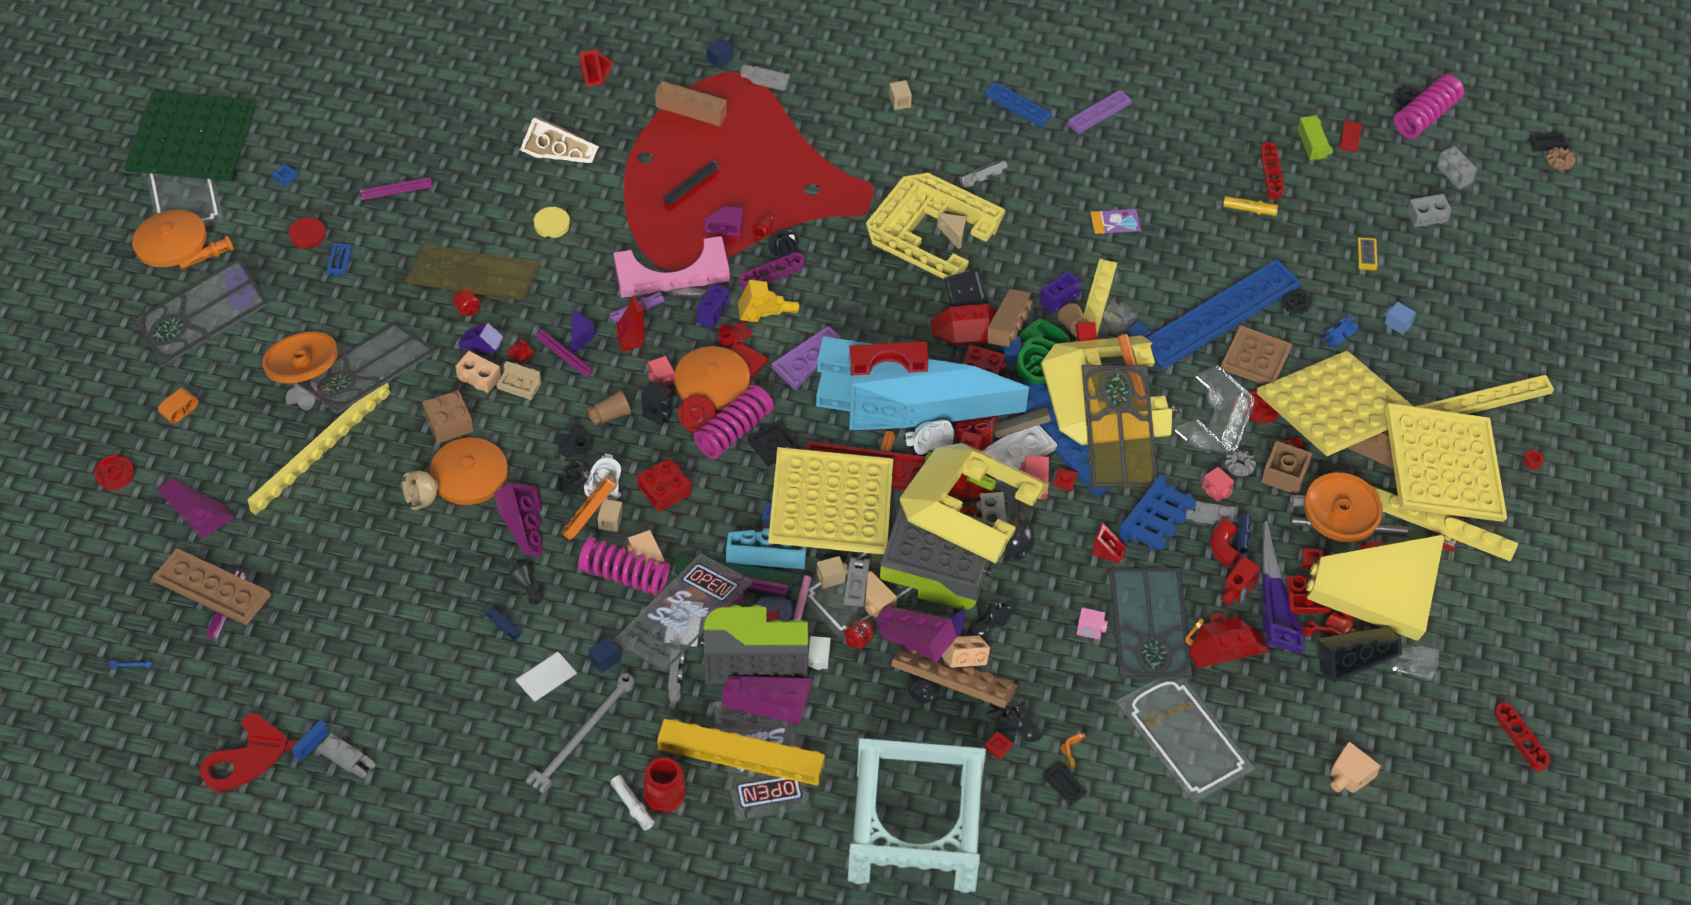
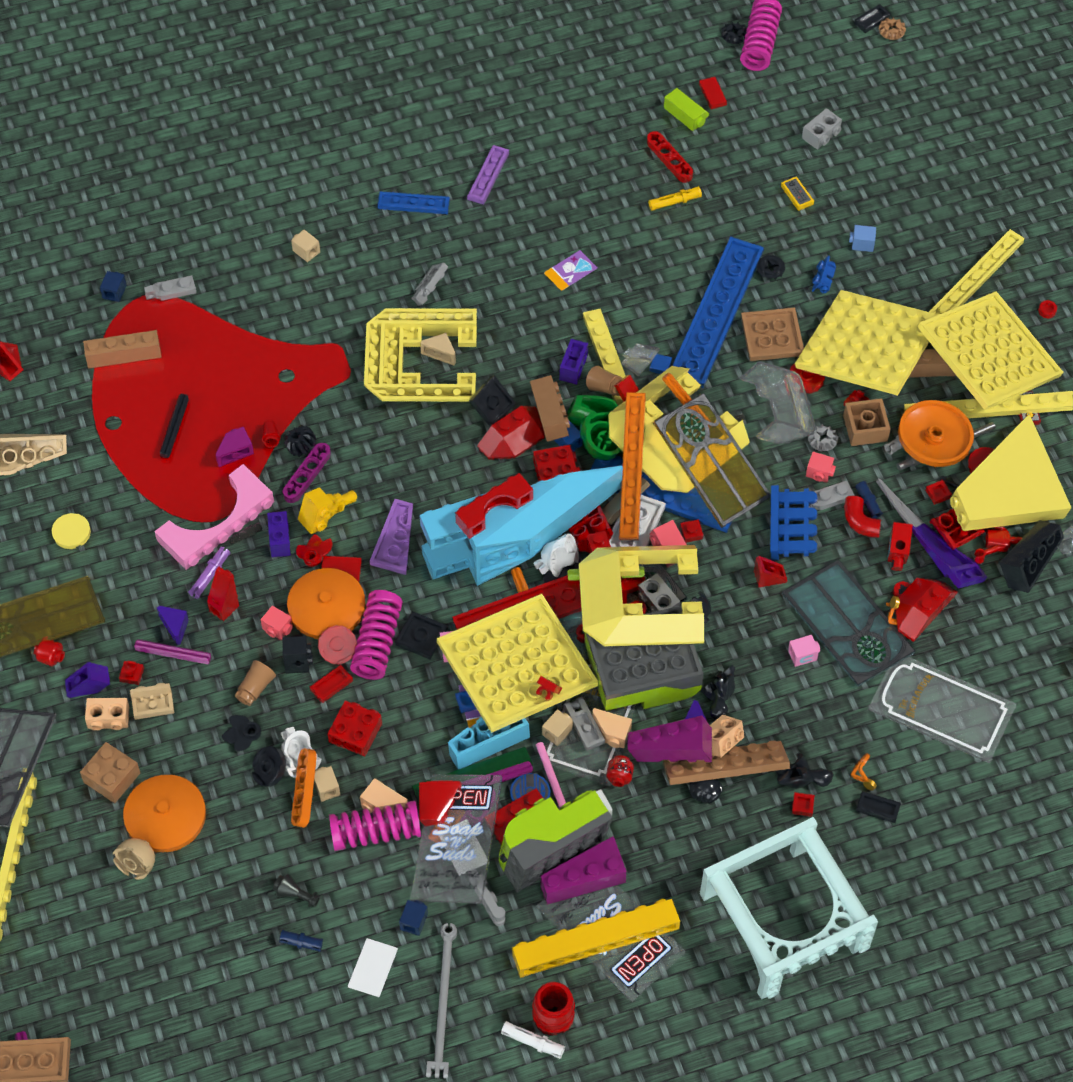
camera: 30 degrees left, 5 degrees up
(520, 510) = (238, 824): magenta wedge -> none
(672, 443) = (331, 683): none -> red tile
(686, 573) = (436, 800): none -> red slope
(839, 530) = (549, 686): none -> red tile
(1043, 396) = (632, 466): none -> orange tile
(1456, 167) = (818, 78): light grey brick -> none

